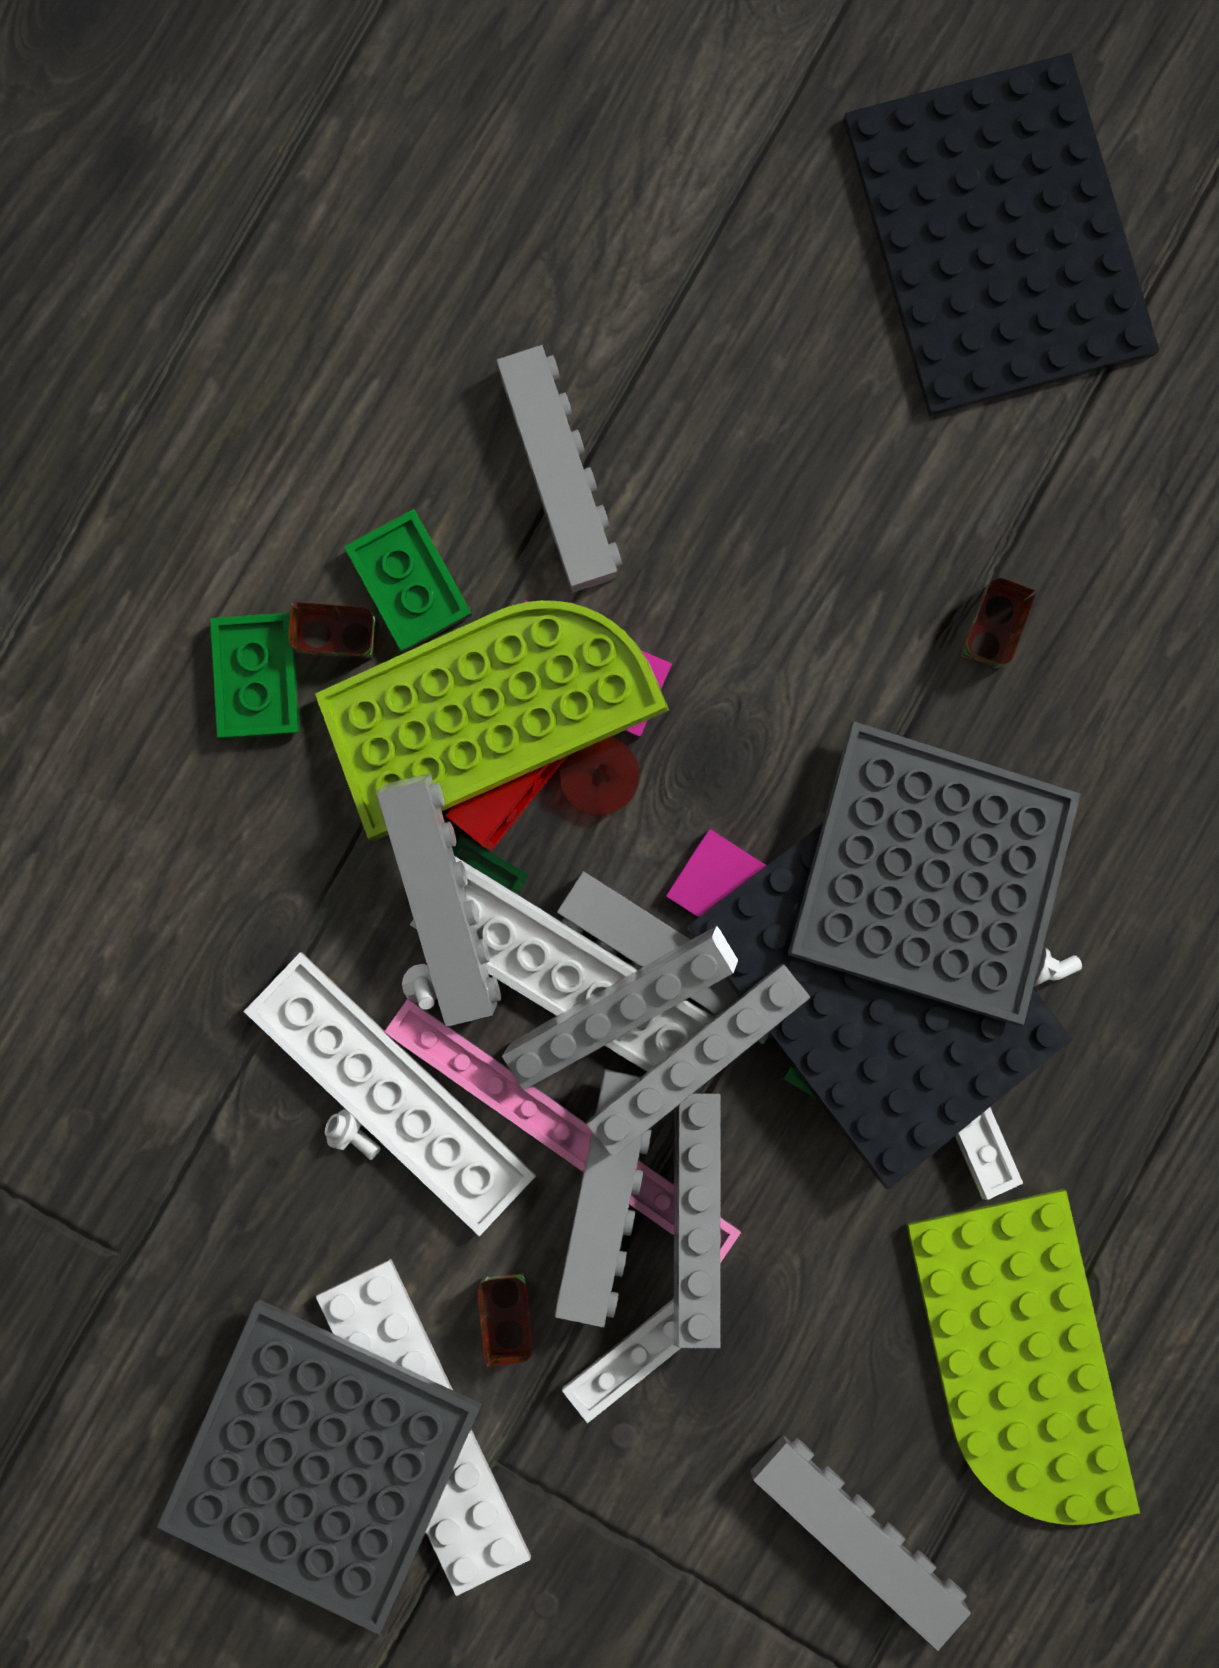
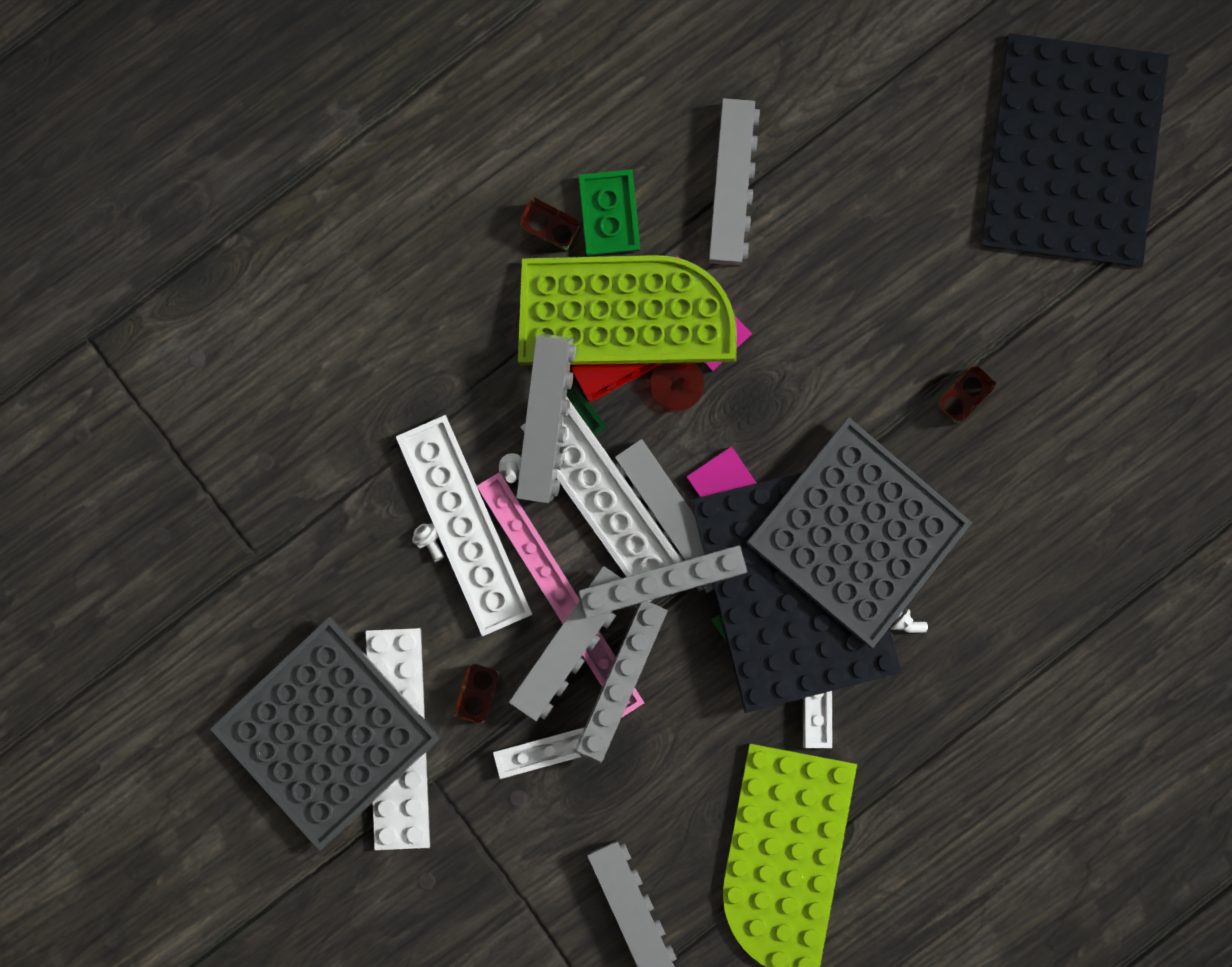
camera: 25 degrees right, 0 degrees up
(254, 676) = (489, 231): green plate -> none
(620, 1008) = (628, 531): light grey brick -> none

